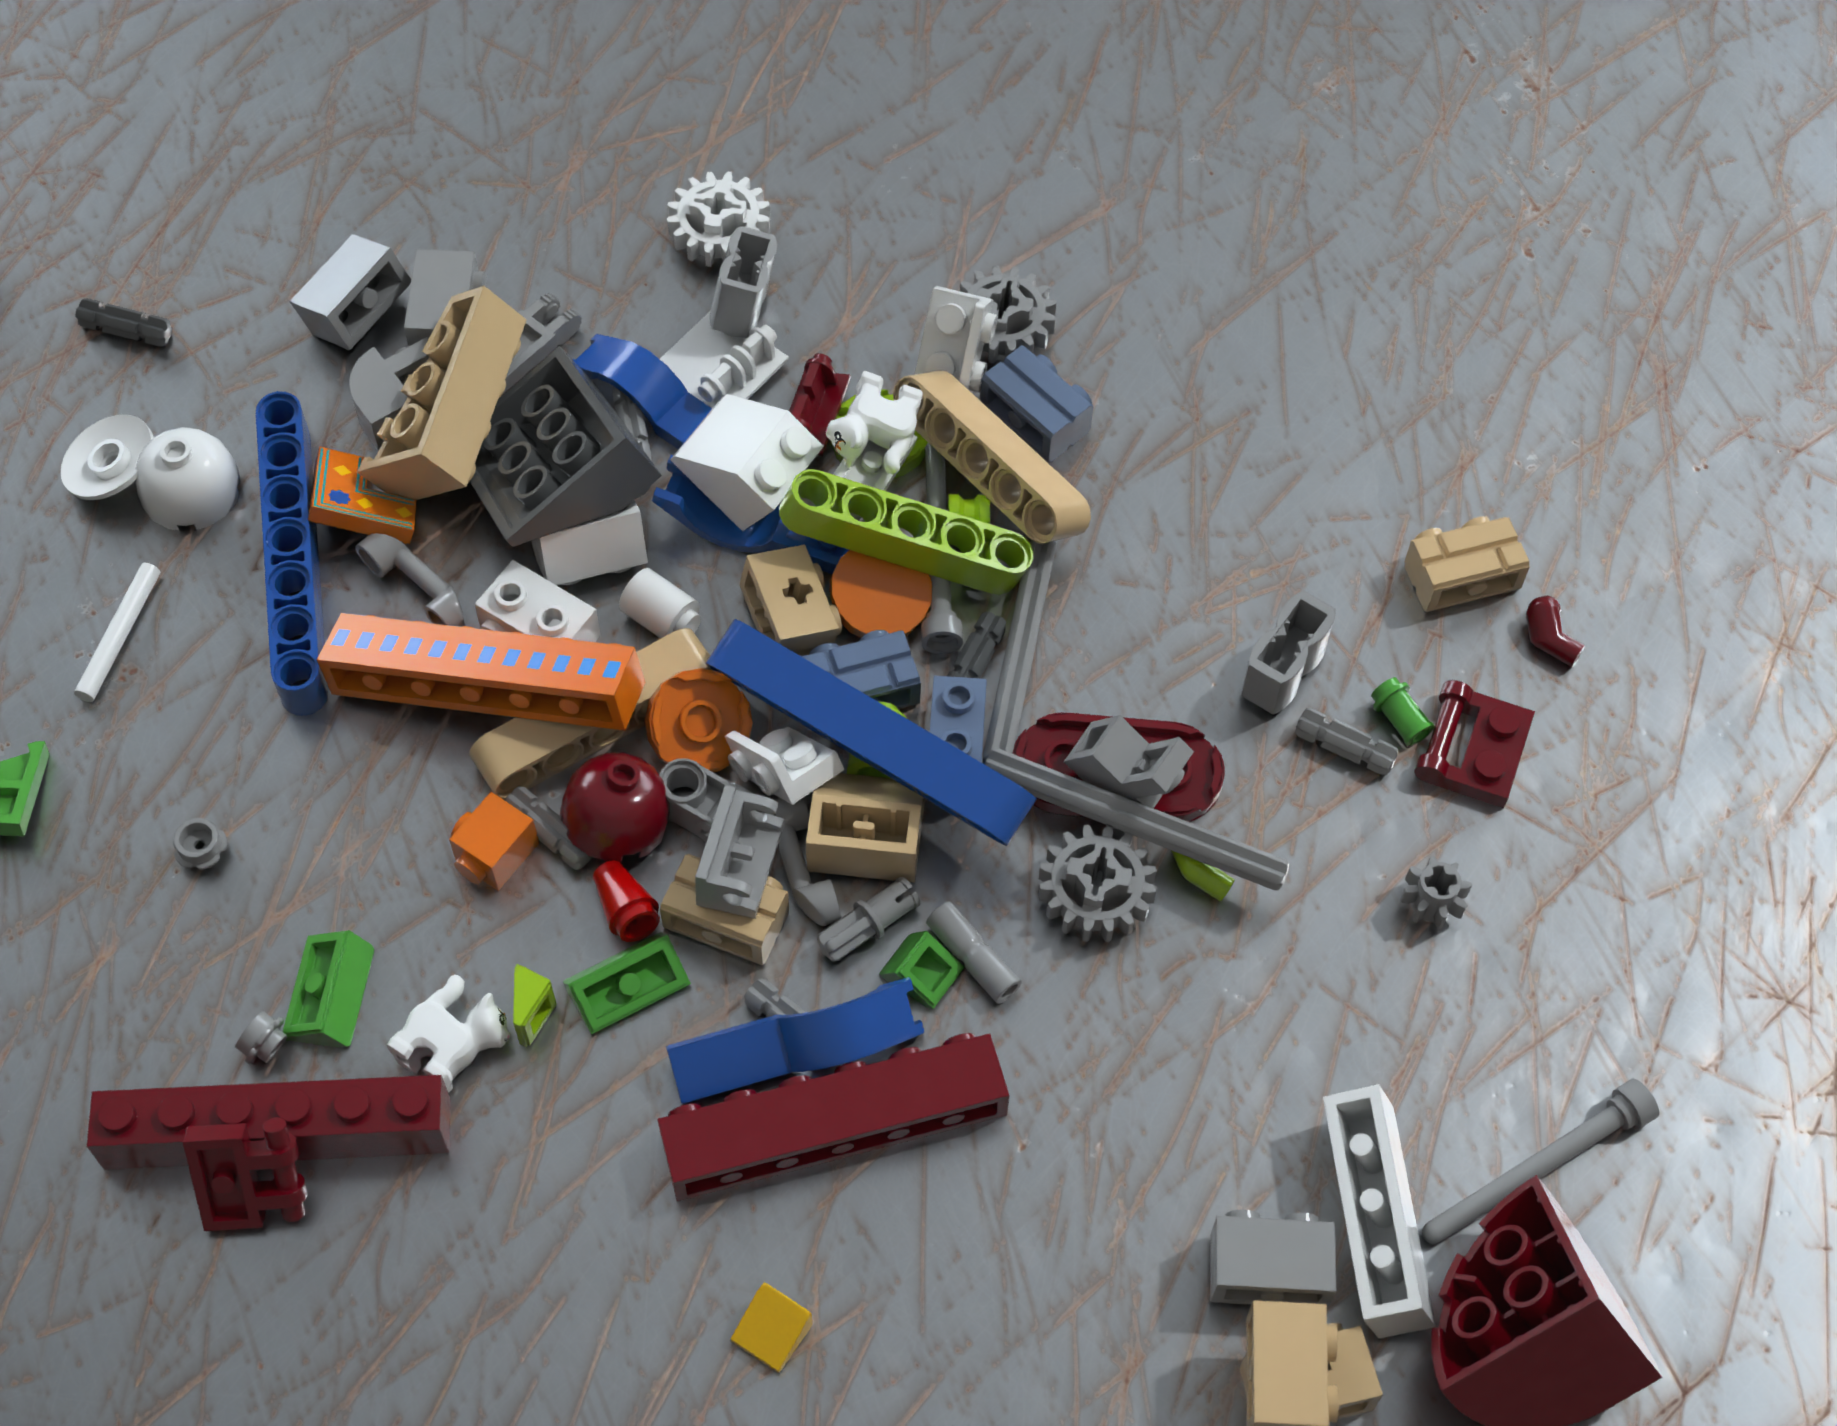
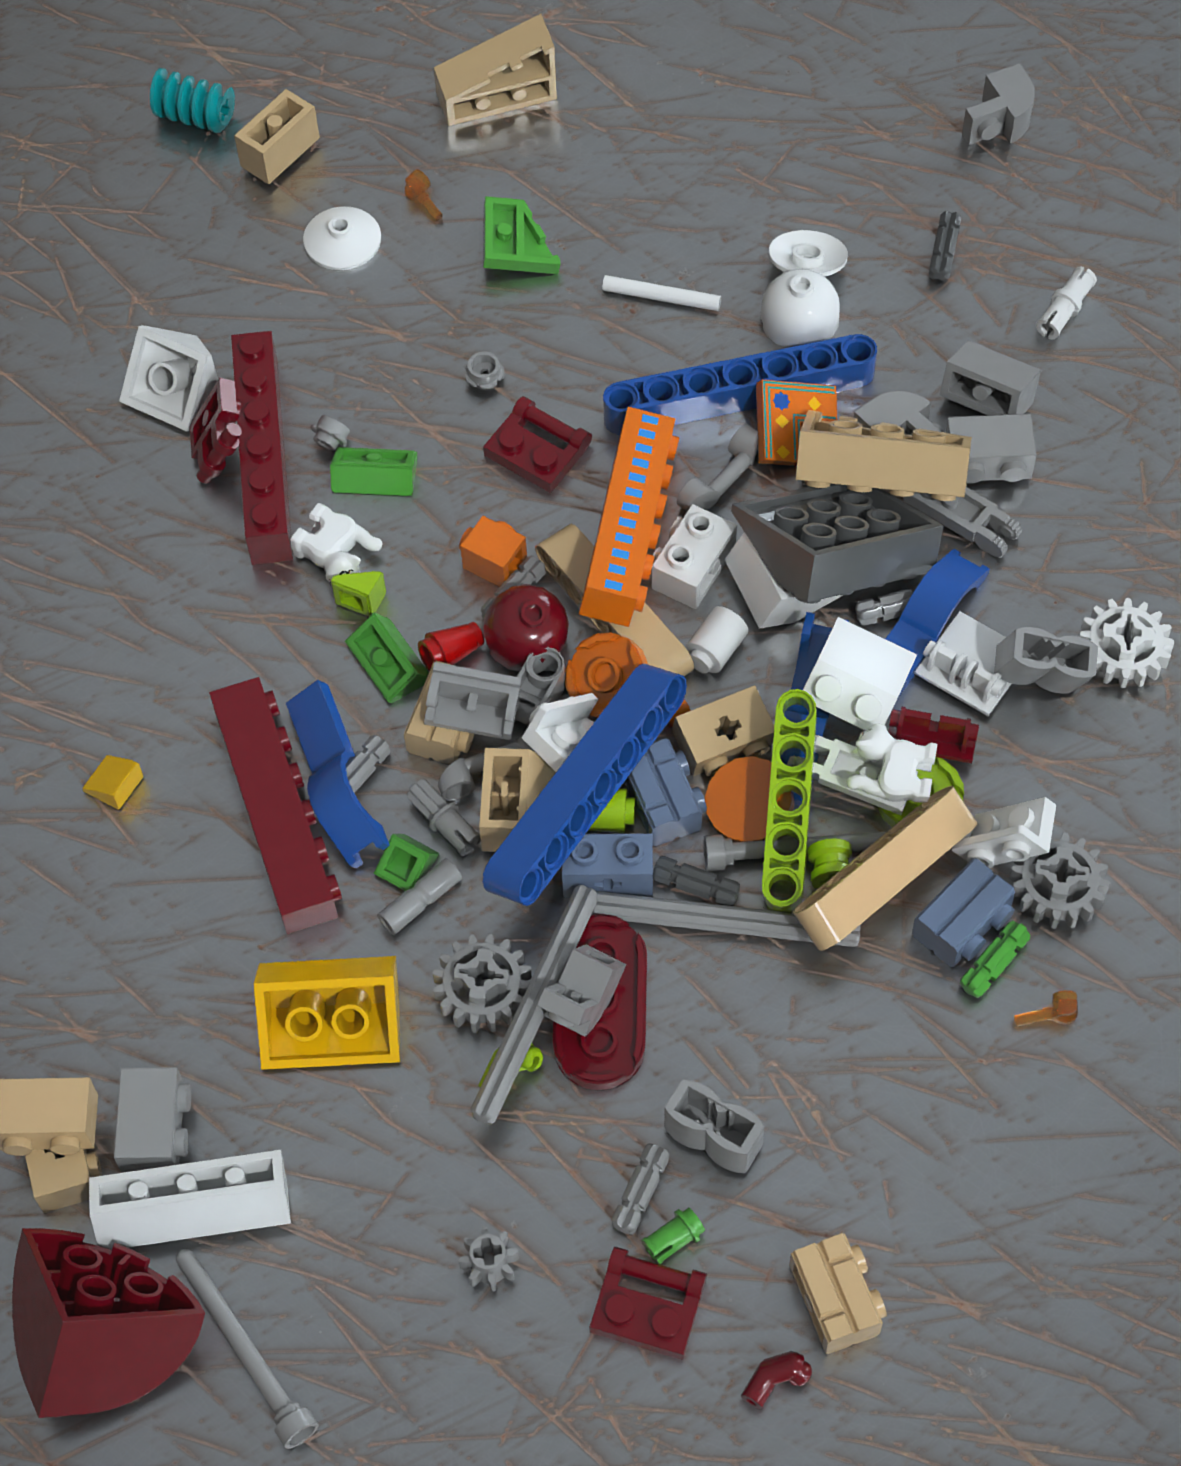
camera: 90 degrees right, 0 degrees up
(124, 1246) = (168, 375): none -> white slope
(241, 214) = (1066, 302): none -> white pin
(339, 800) = (532, 455): none -> dark red plate
(1108, 402) = (995, 959): none -> bright green axle
(1125, 1055) = (328, 1012): none -> yellow slope
(1147, 334) = (1063, 1010): none -> clear orange hand

